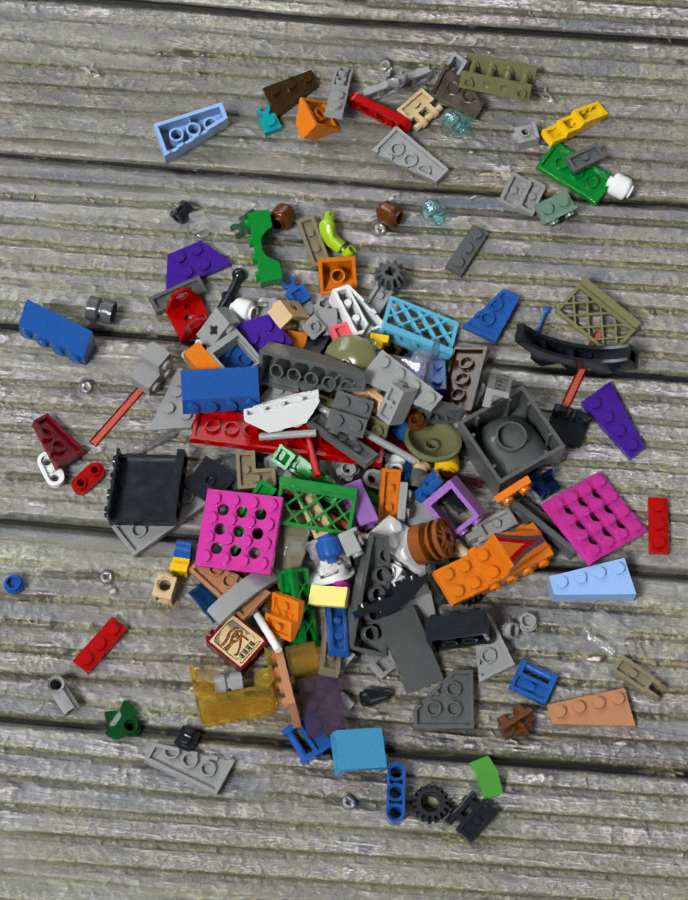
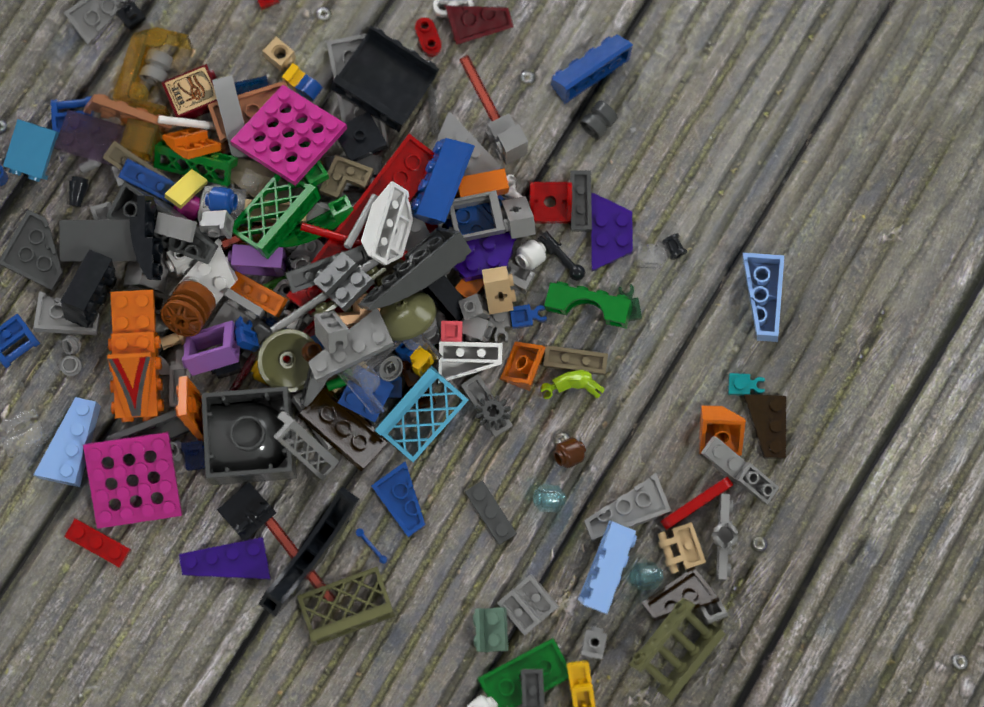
camera: 115 degrees right, 10 degrees up
(282, 216) = (619, 342): reddish brown head -> none
(372, 575) = (175, 227): none -> light grey slope
(468, 145) = (607, 567): none -> light blue wedge

